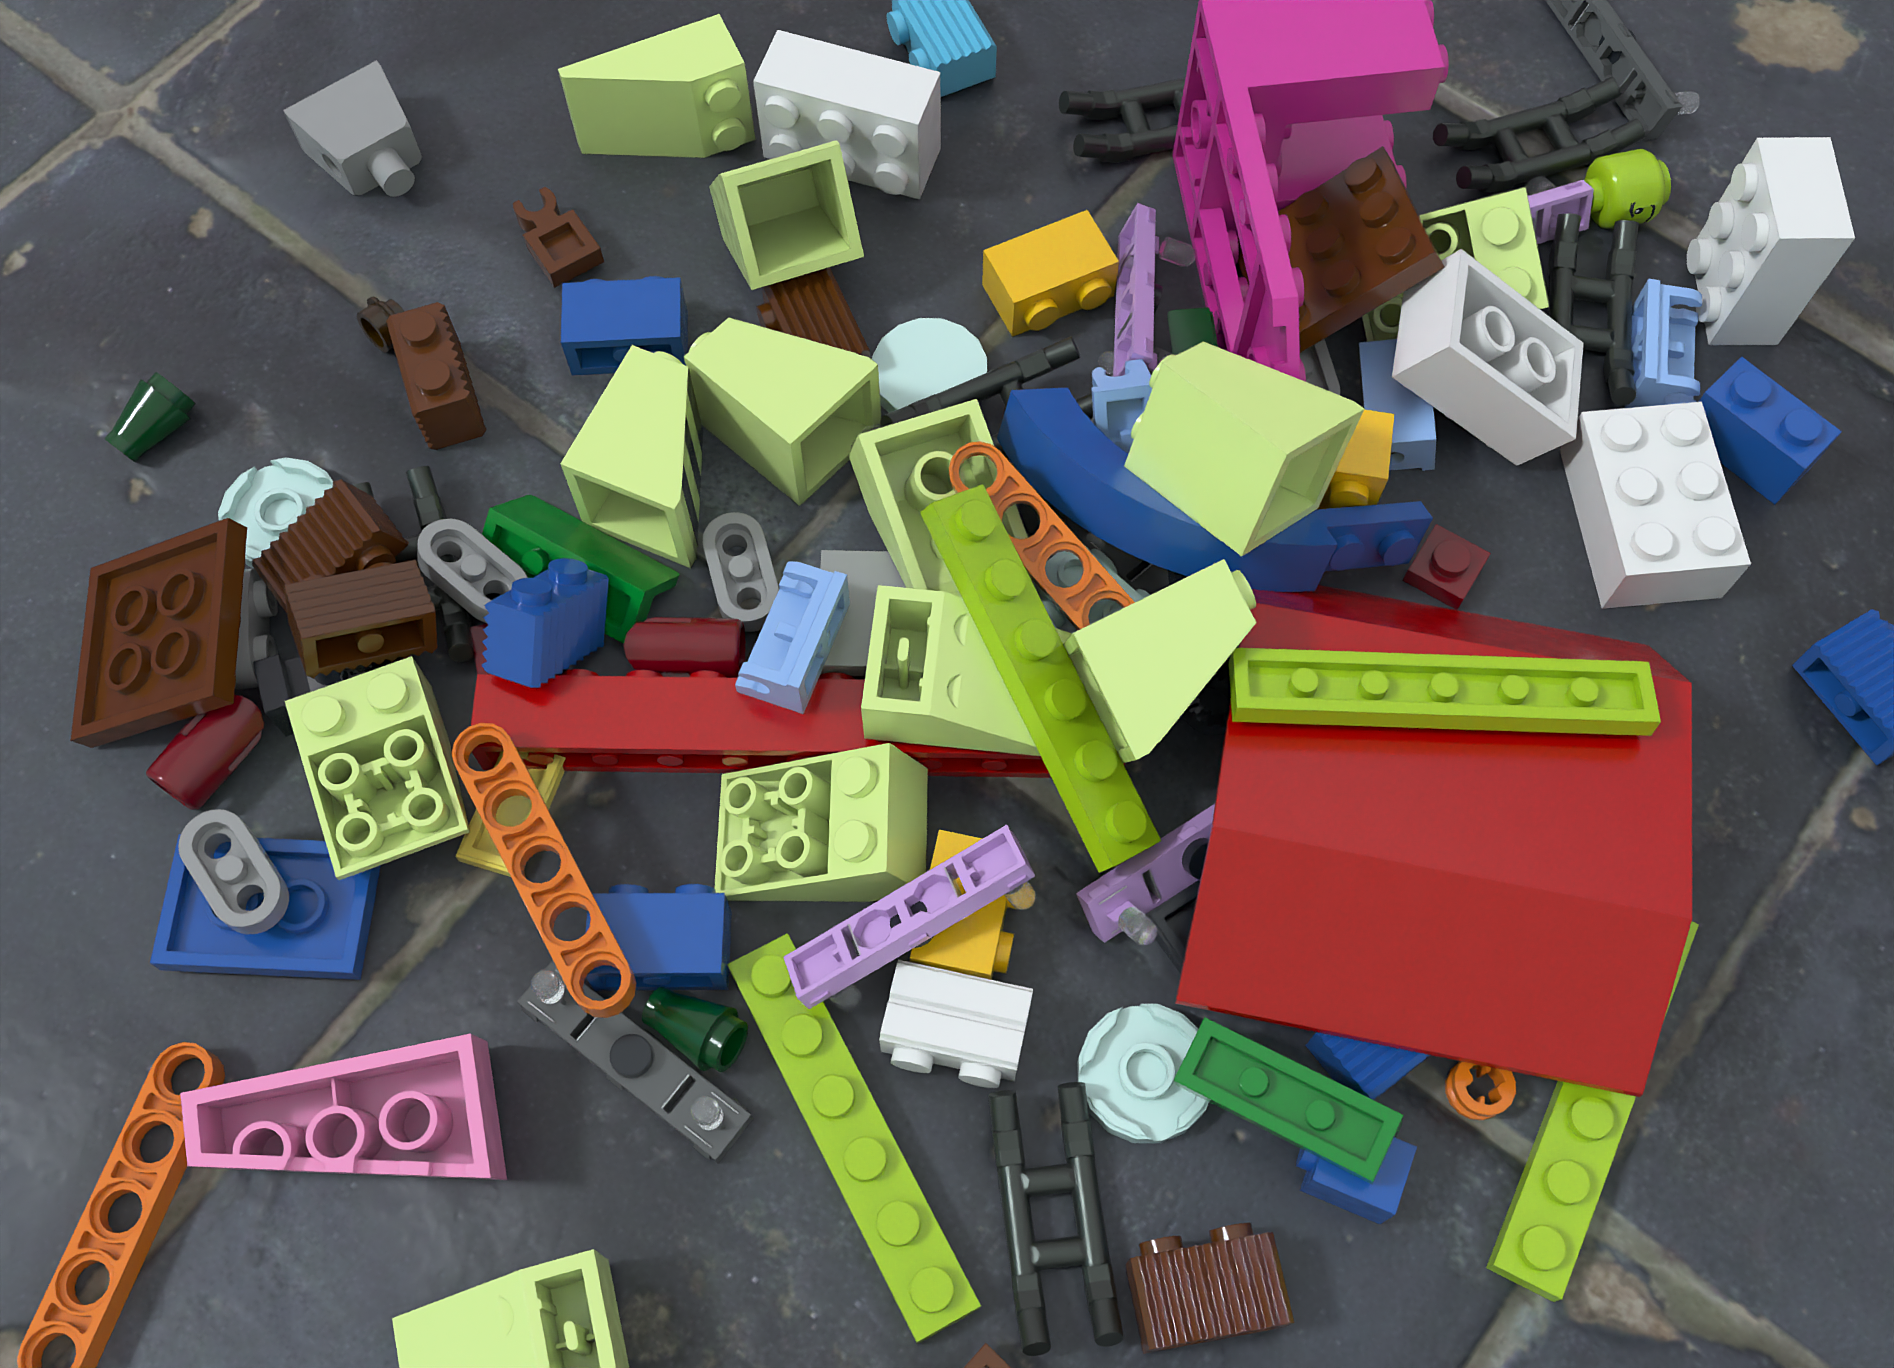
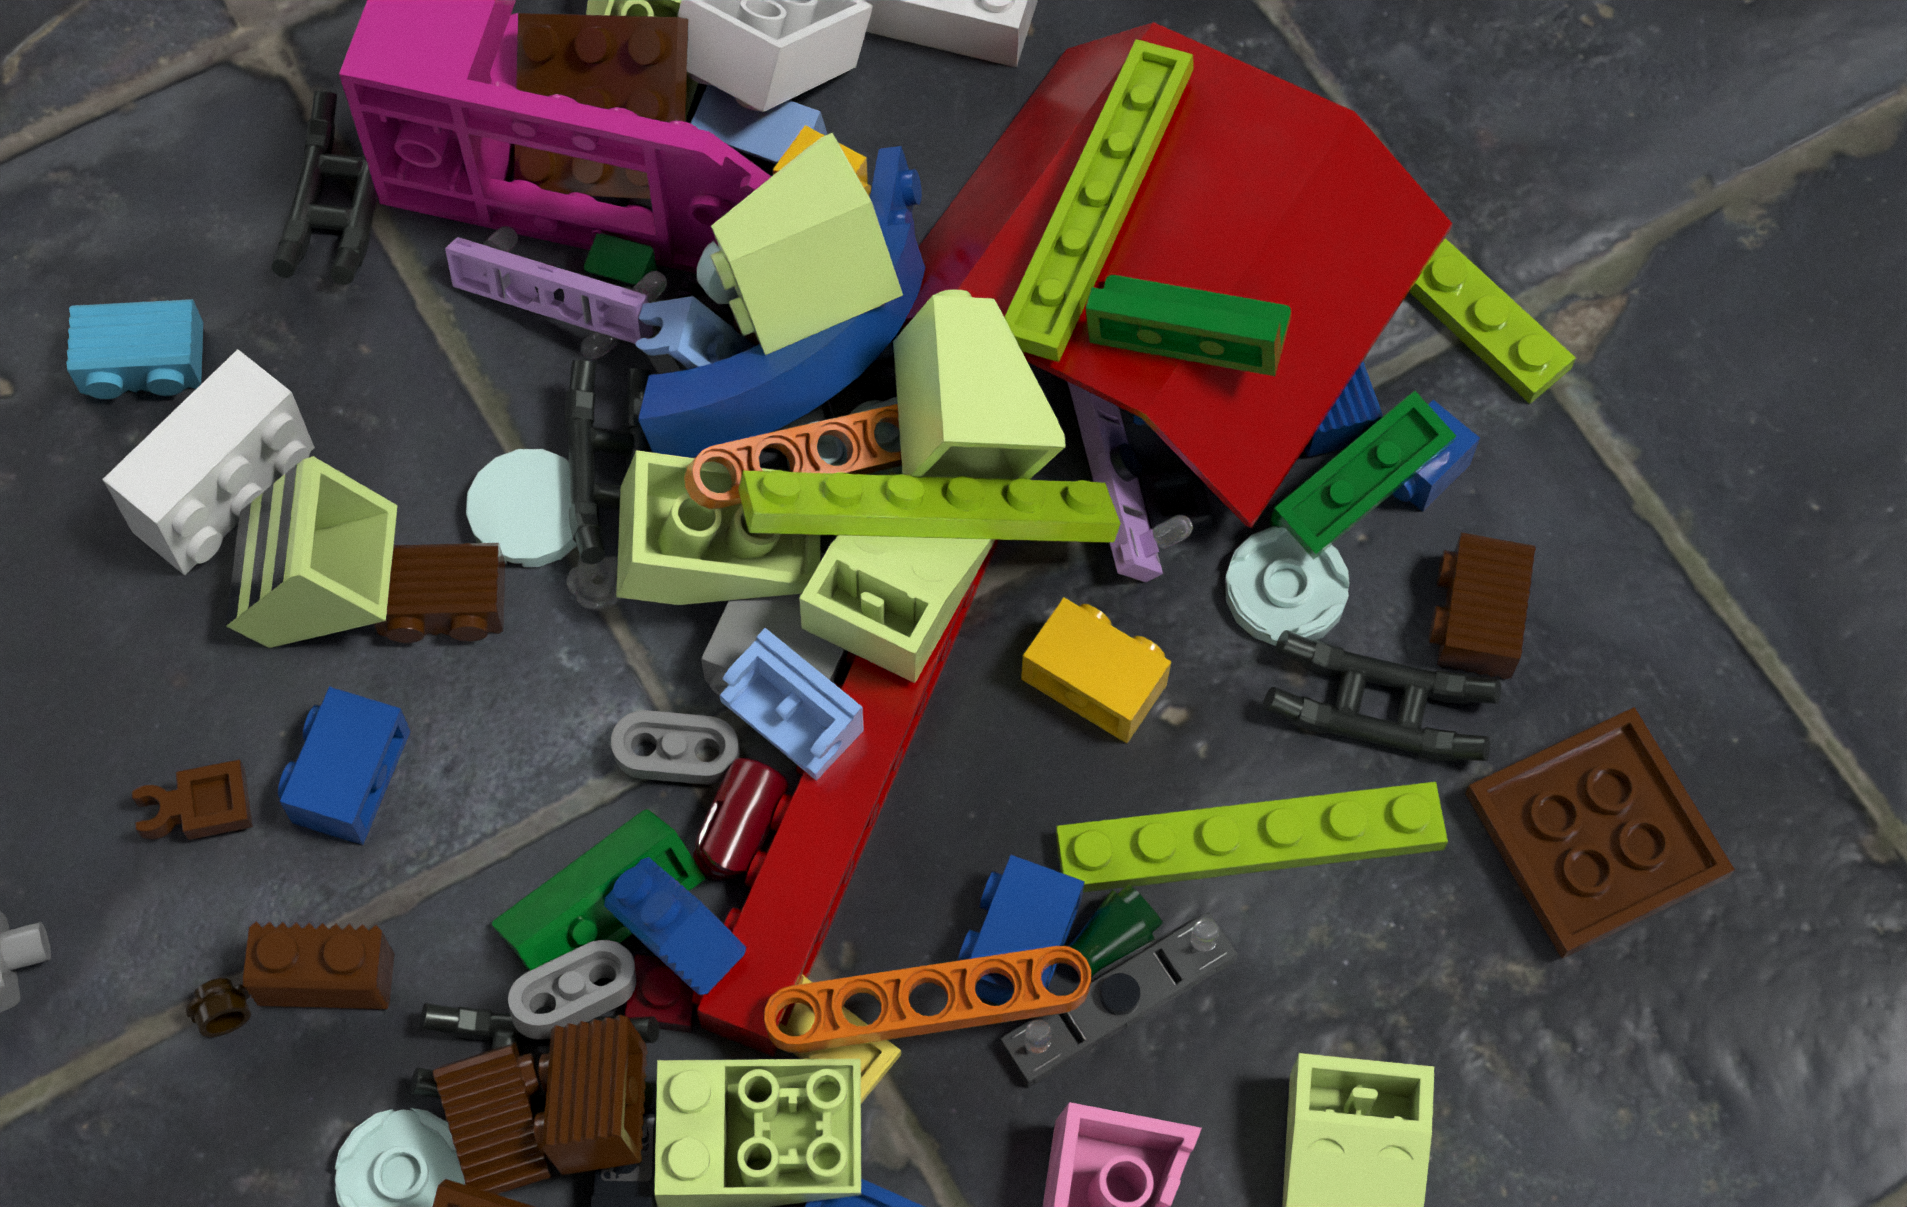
camera: 70 degrees left, 0 degrees up
(642, 458) = (531, 780): yellowish green slope -> none
(663, 95) = (95, 624): yellowish green slope -> none
(783, 401) = (523, 642): yellowish green slope -> none
(823, 827) = (968, 766): yellowish green slope -> none
(909, 919) = (1102, 702): lavender piece -> none
(955, 1023) = (1193, 712): white brick -> none
(1050, 273) = (478, 358): yellow brick -> none
(1336, 831) = (1188, 324): none -> green panel
(1446, 567) = (936, 161): dark red plate -> none
(1500, 1096) = (1404, 332): orange bush -> none

